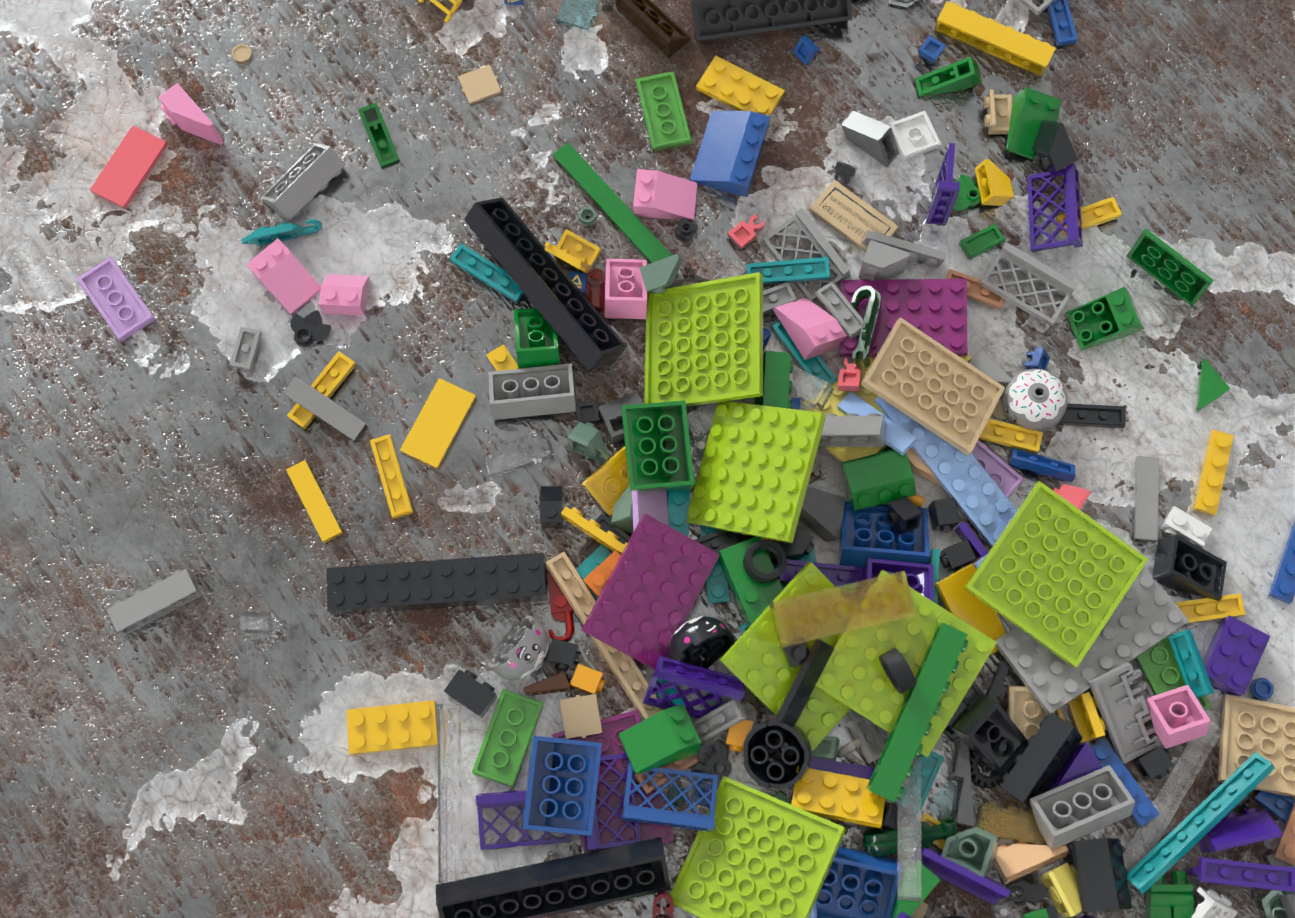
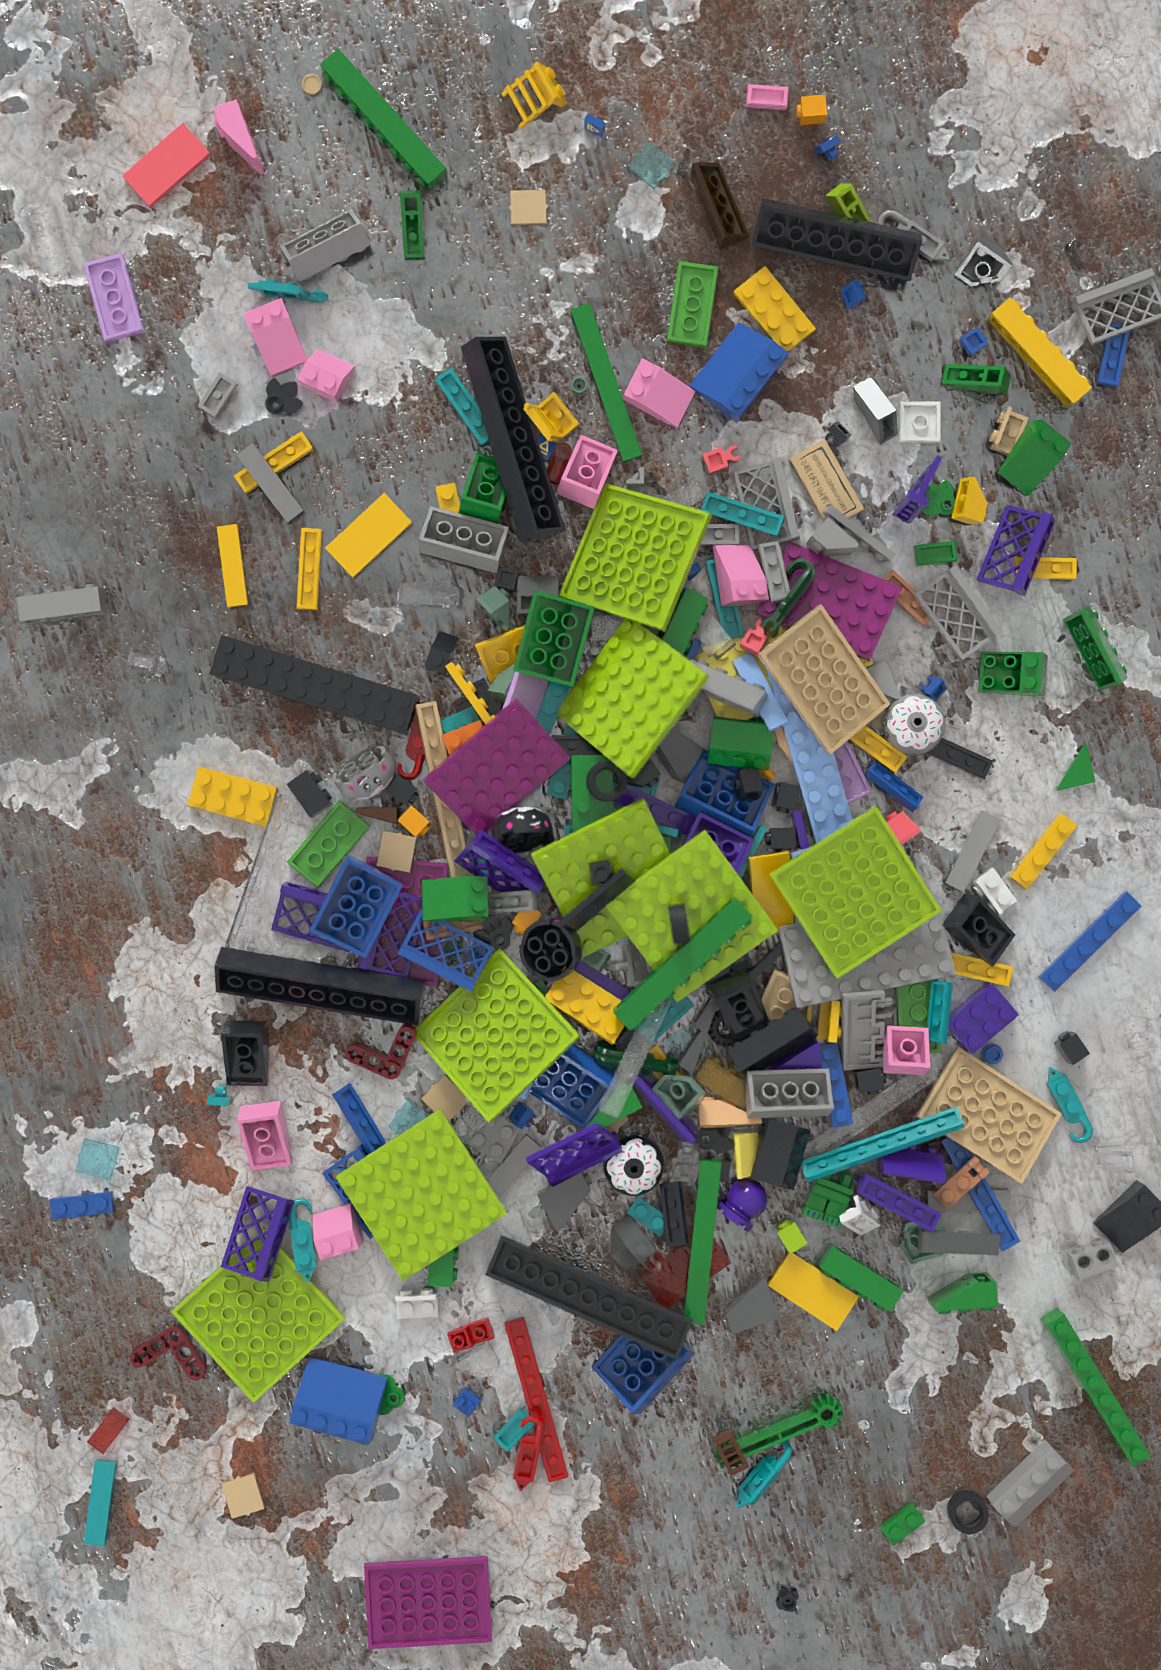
camera: 20 degrees right, 15 degrees up
(319, 58) = (383, 120): none -> green brick
(661, 273) = (622, 474): sand green slope -> none
(684, 223) = (666, 428): black plate -> none
(842, 609) = (652, 854): clear yellow brick -> none
(1053, 147) = (1040, 490): black slope -> none

